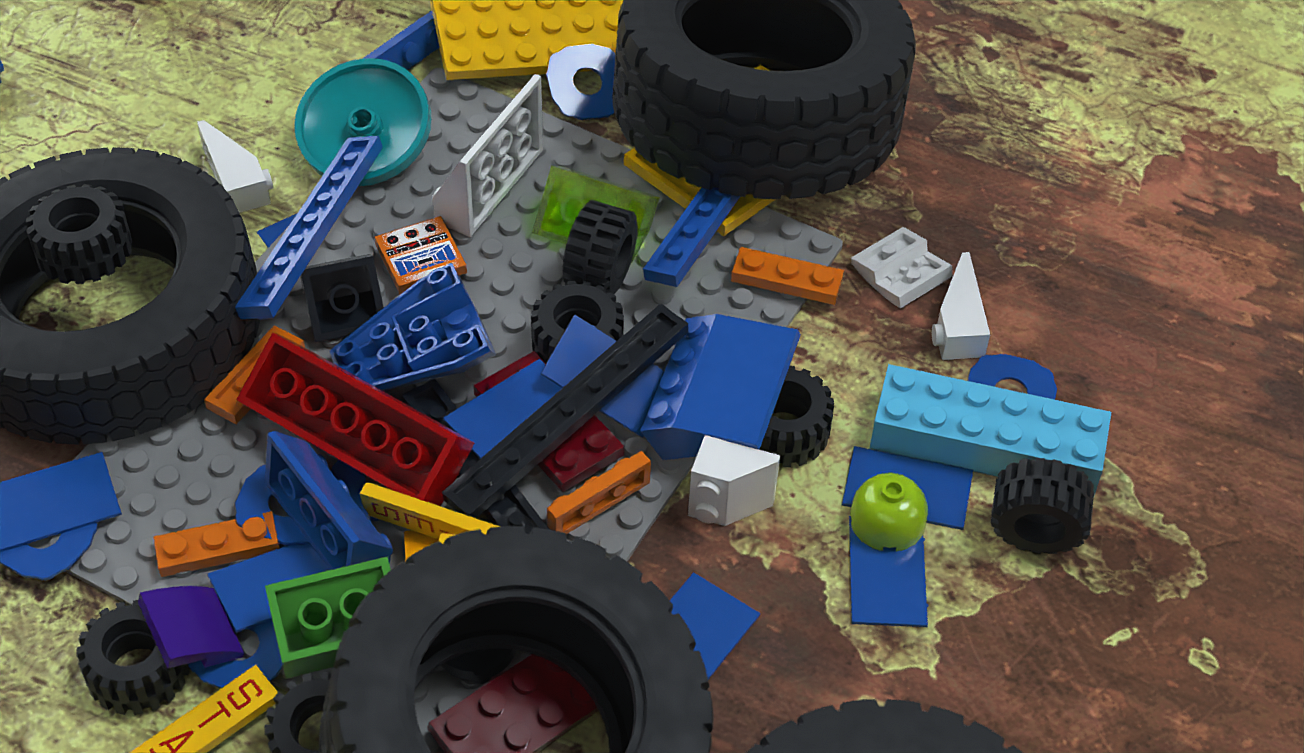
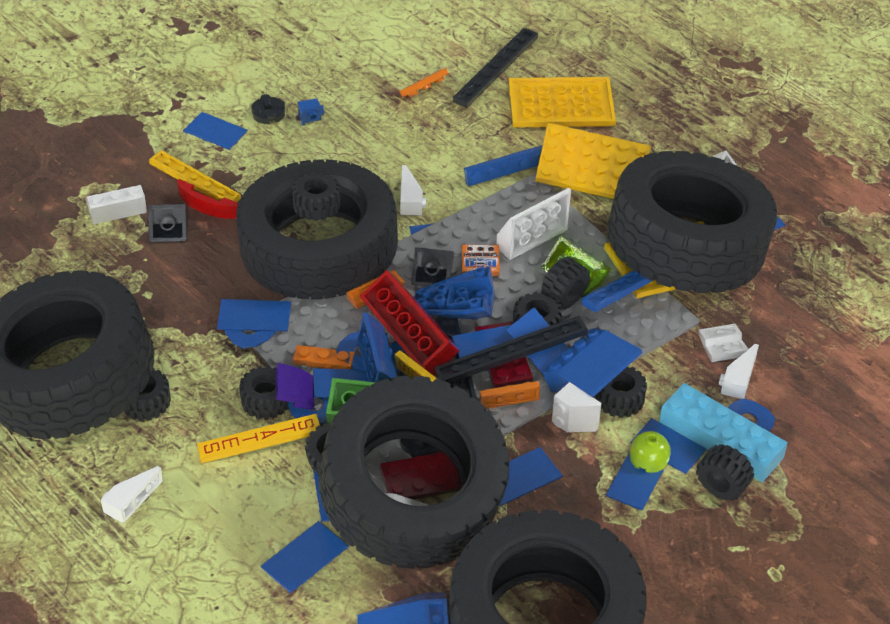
camera: 25 degrees right, 5 degrees down
(308, 229) = (429, 228): blue plate -> none
(364, 101) = (481, 188): teal dish -> none
(560, 80) = (593, 196): piece -> none
(787, 275) = (659, 327): orange plate -> none

